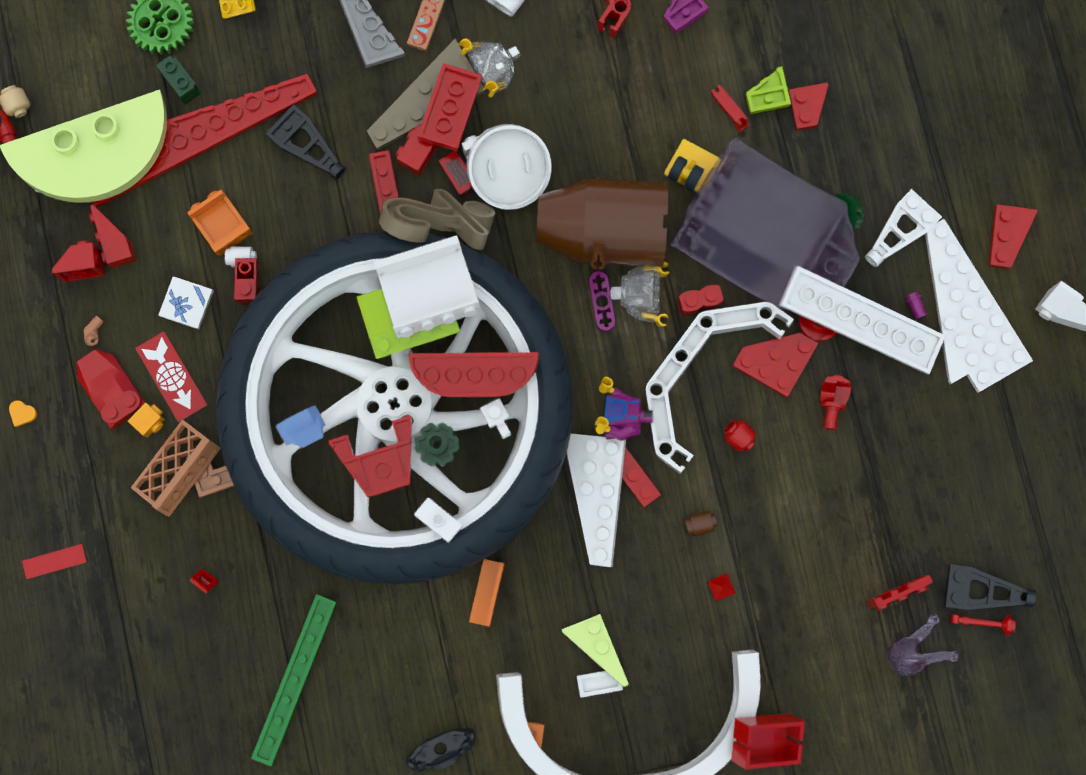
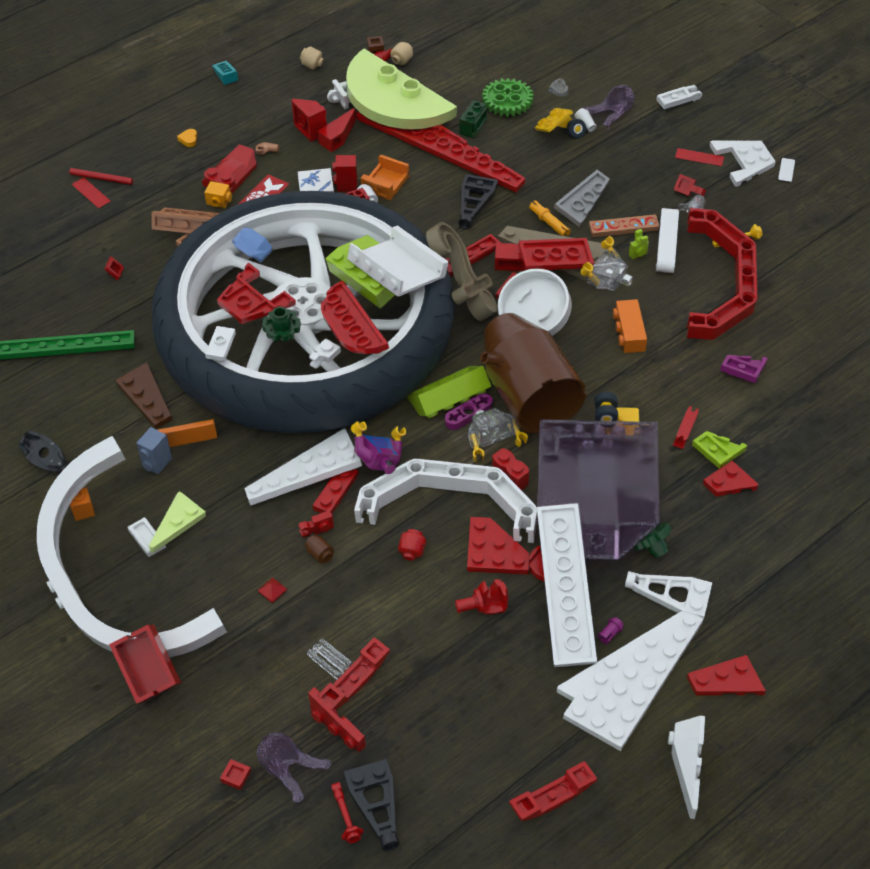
camera: 65 degrees right, 30 degrees down
(38, 204) = (339, 94): none -> white hips
(40, 533) = (113, 178): none -> red bar
(198, 264) = (346, 173): none -> red brick
(380, 81) = (545, 215): none -> light orange pin
(404, 616) = (145, 395): none -> reddish brown wing
(476, 14) = (639, 246): none -> lime plate
(506, 637) = (154, 450): none -> sand blue brick
(569, 304) = (449, 390): none -> lime slope
(576, 86) = (630, 326): none -> orange brick
(672, 509) = (318, 524): none -> red plate
(840, 561) = (318, 648): none -> clear tile
(856, 556) = (356, 675): none -> red slope
(905, 701) = (235, 774): none -> red plate
(1047, 440) = (553, 794): none -> red slope

